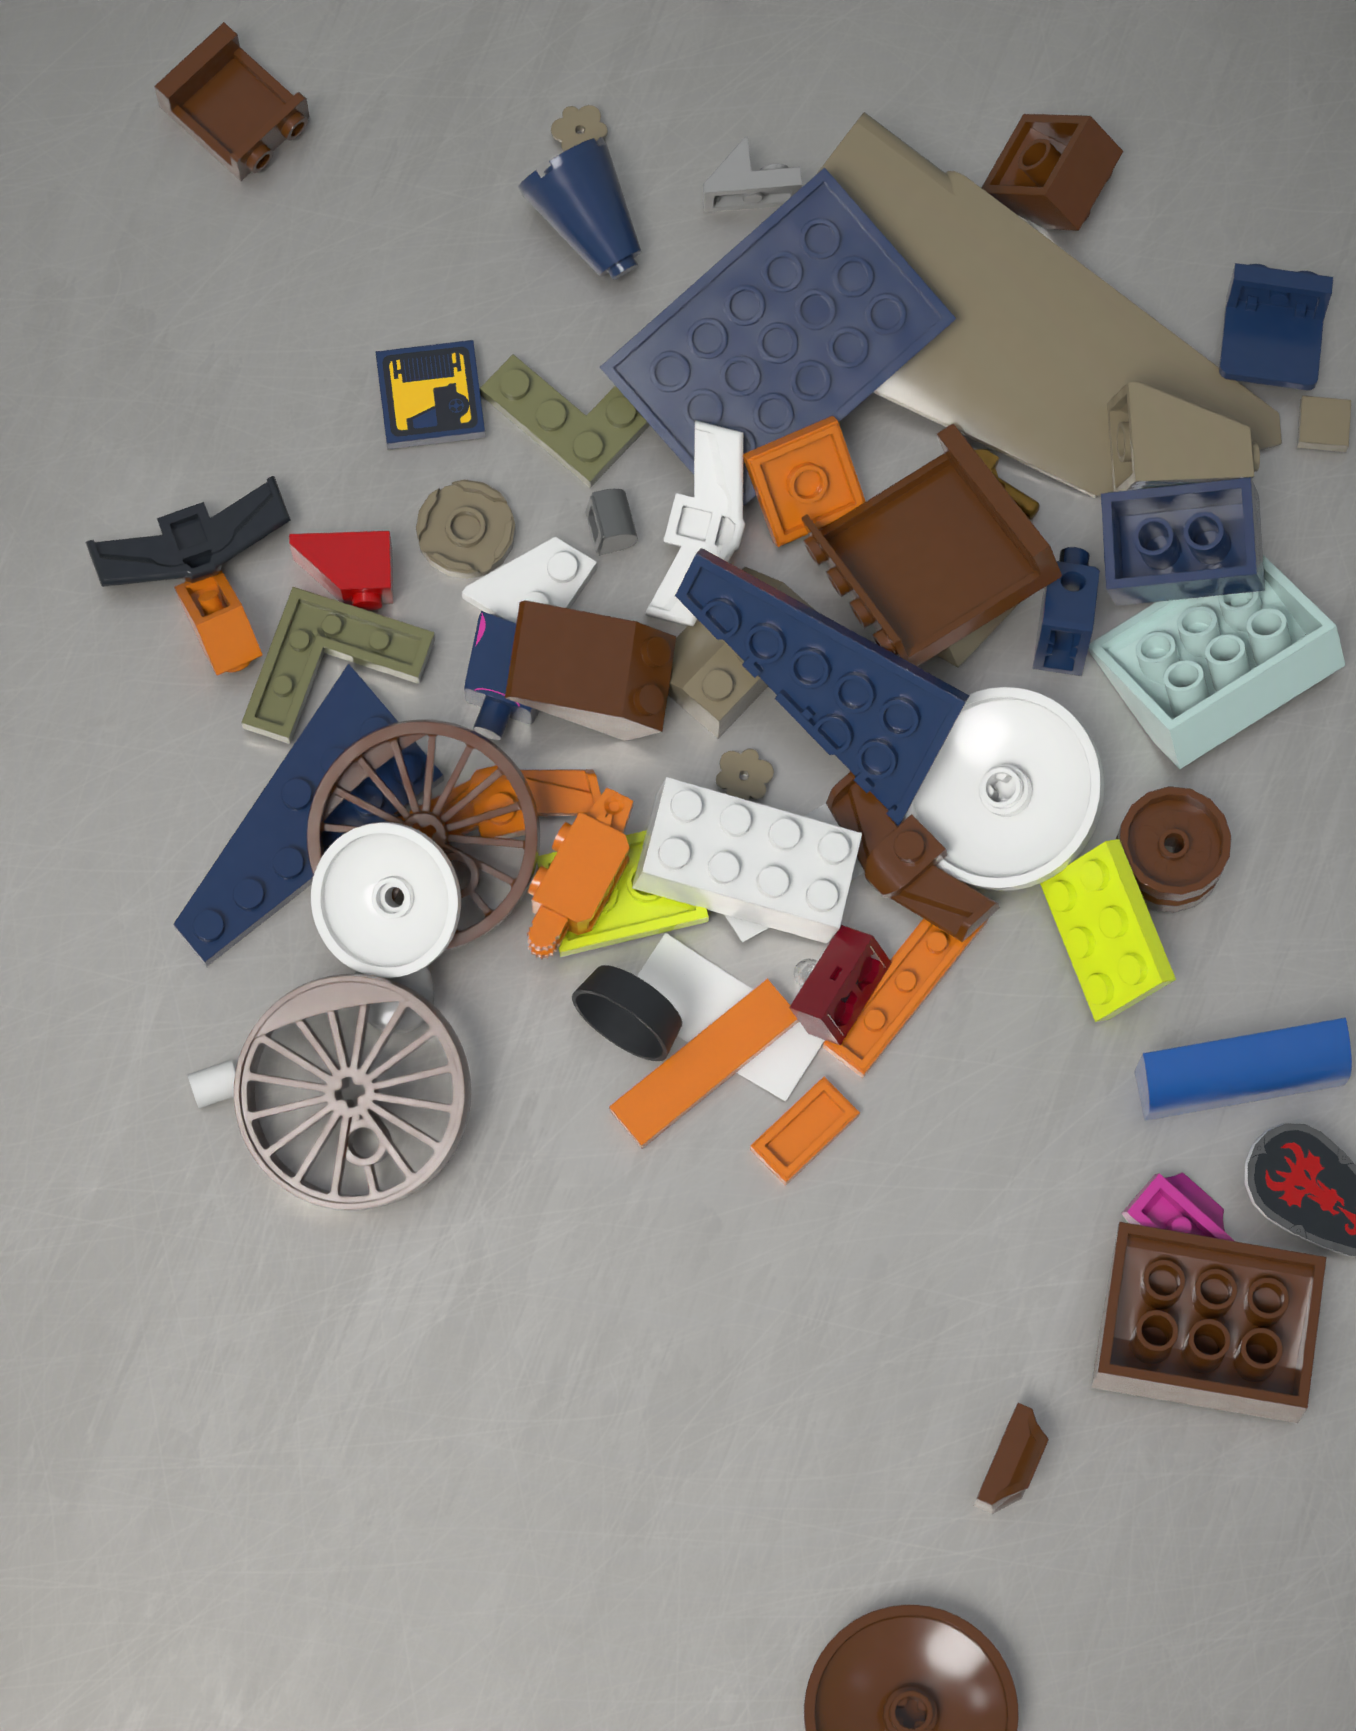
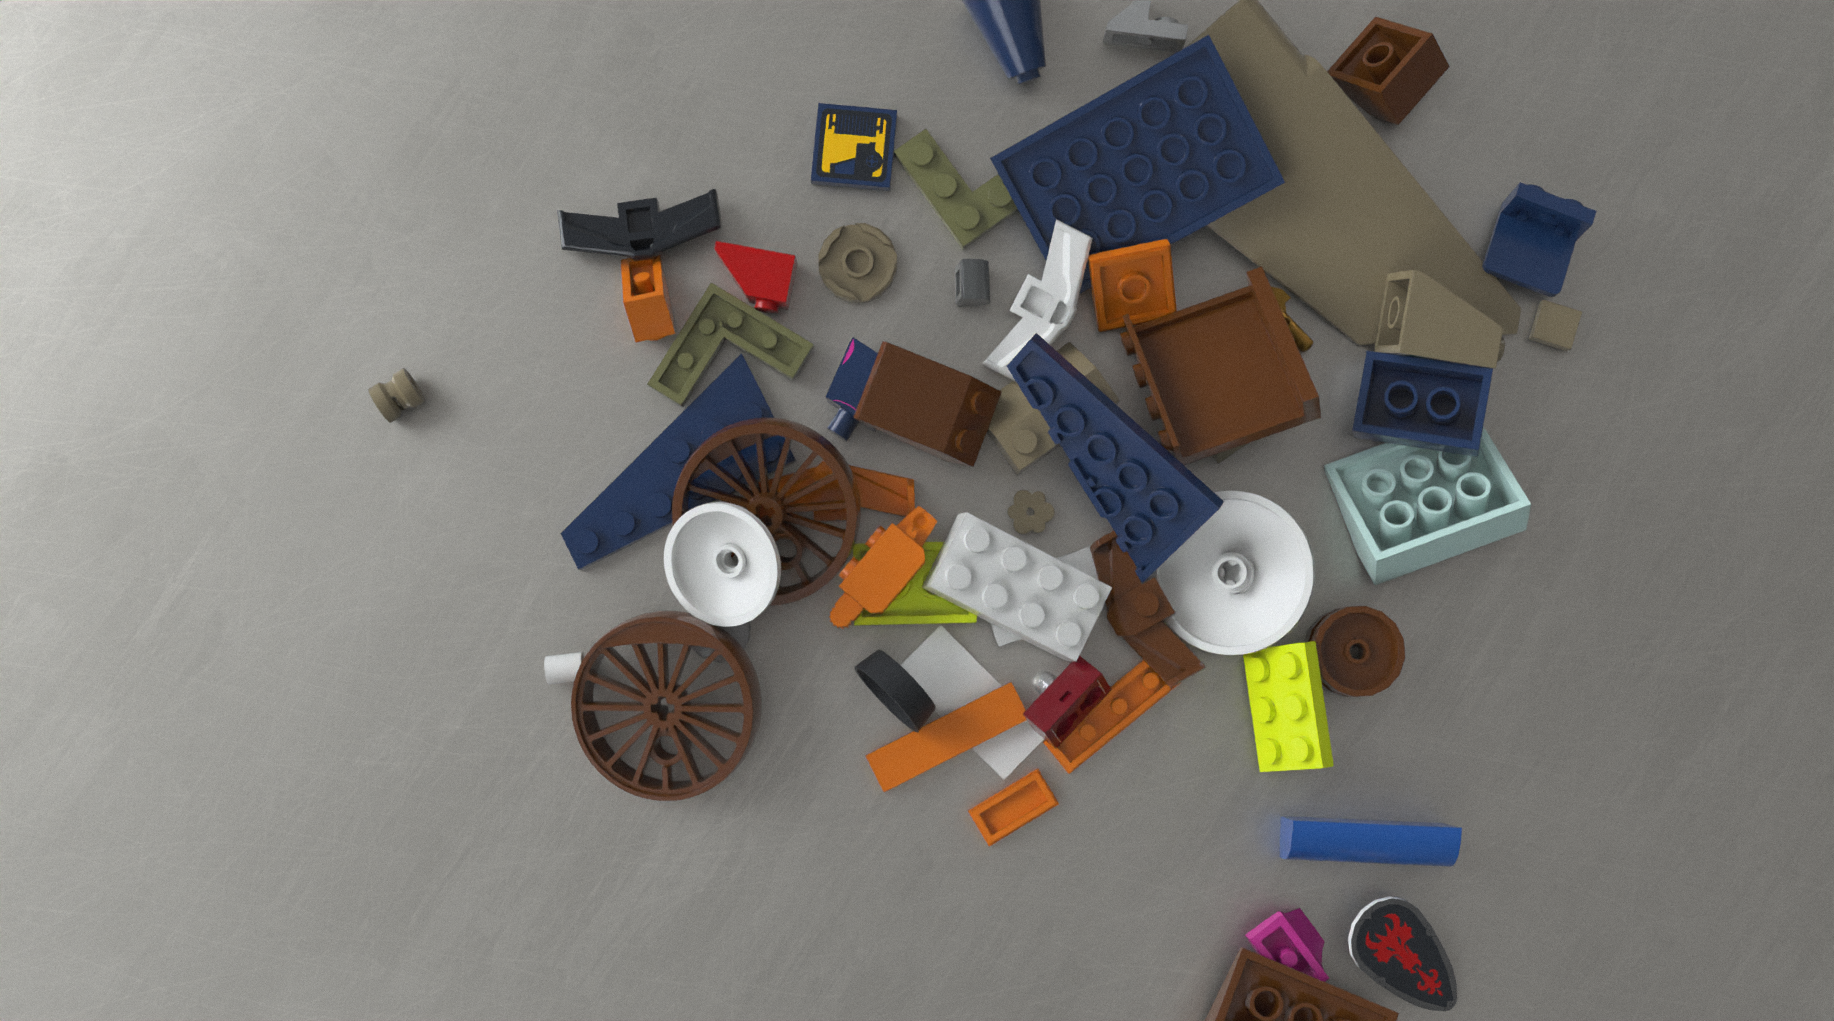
camera: 15 degrees right, 10 degrees up
(546, 575) = (902, 320): white wing -> none
(1067, 615) = (1316, 444): dark blue torso -> none

